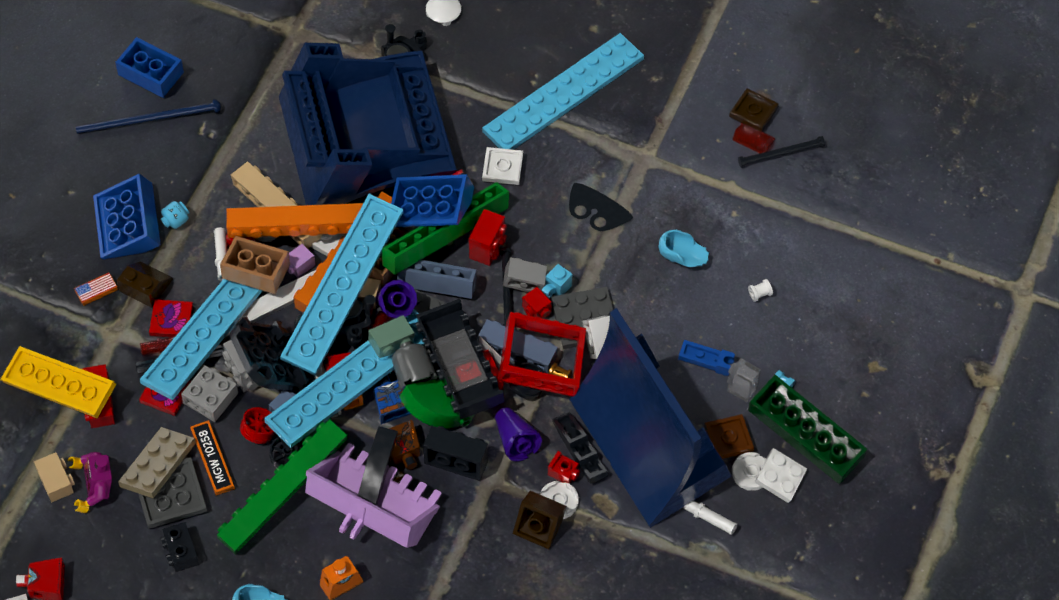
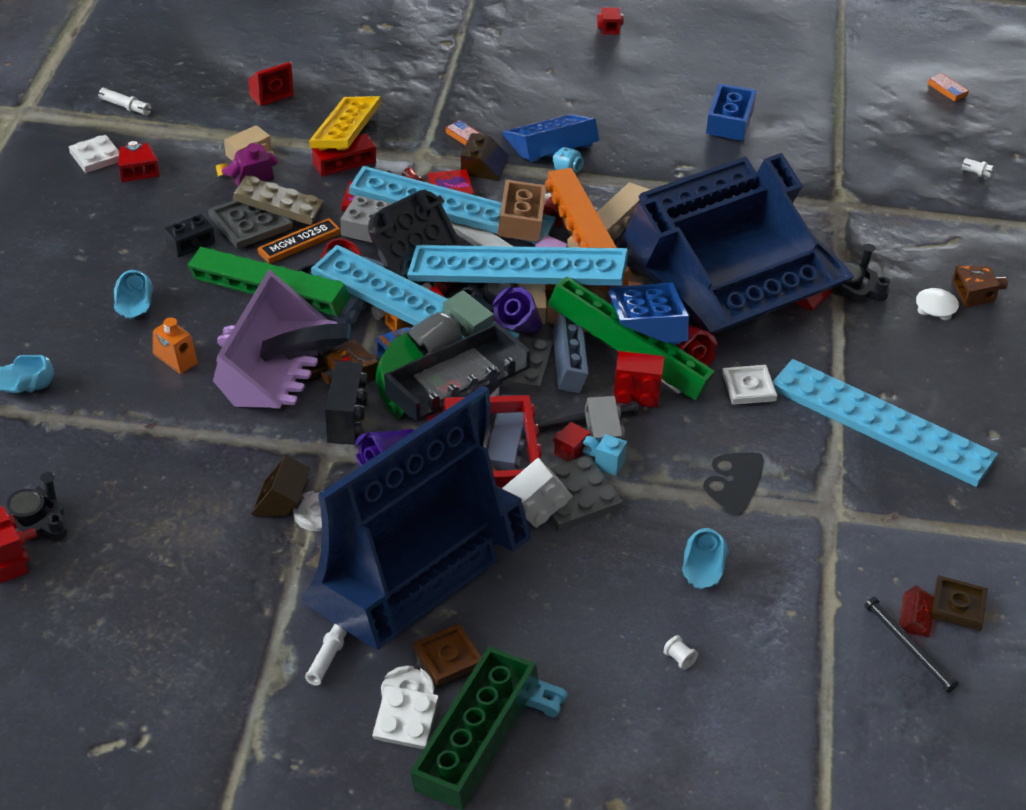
camera: 75 degrees right, 15 degrees down
(150, 117) = (710, 163): dark blue bar -> none
(707, 357) = (558, 613): blue plate -> none
(743, 379) = (531, 640): clear brick -> none

